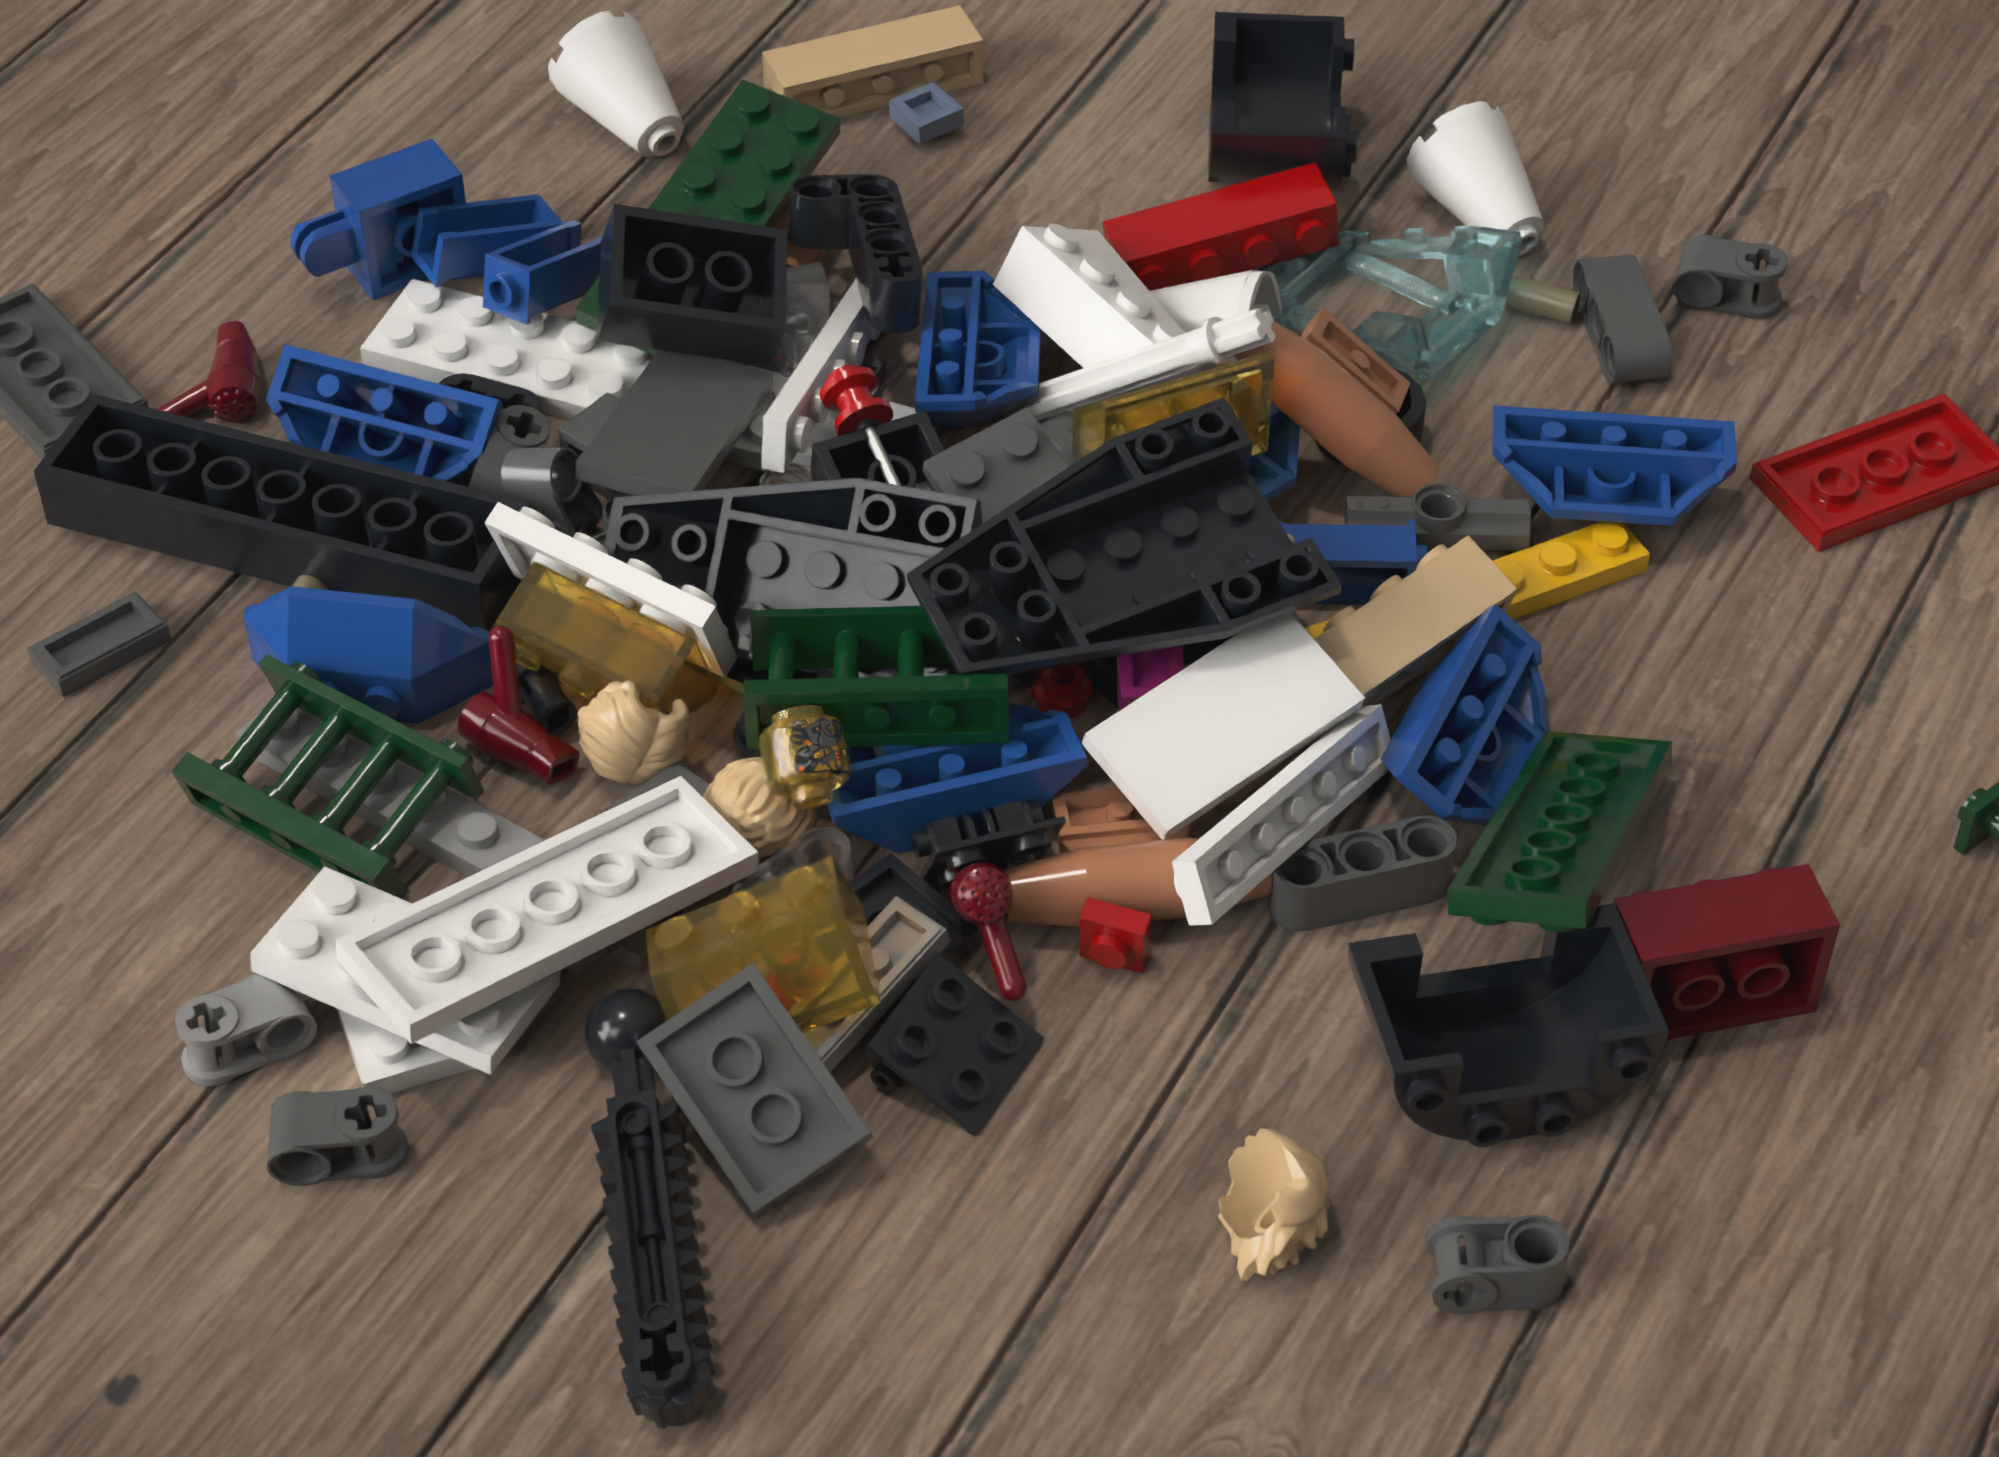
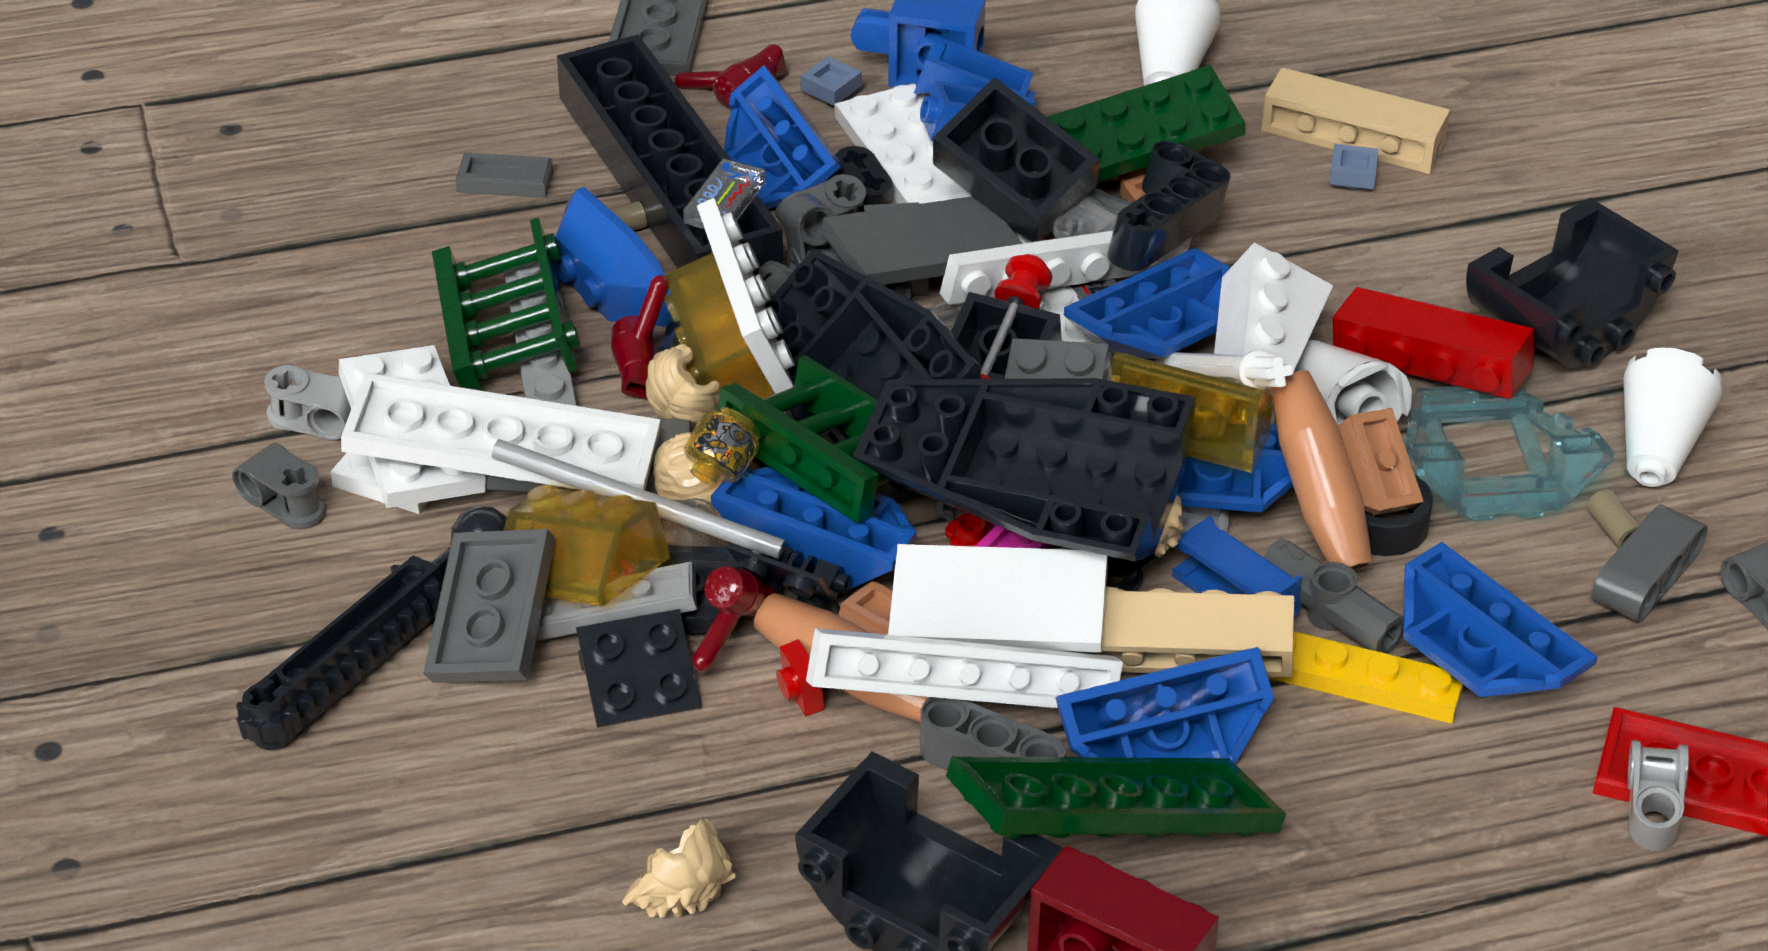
camera: 45 degrees right, 5 degrees down
(325, 326) = (831, 80): none -> sand blue plate
(436, 505) = (732, 187): none -> clear tile
(740, 878) = (667, 508): none -> light grey piece
(1894, 511) = (1656, 784): none -> light grey piece

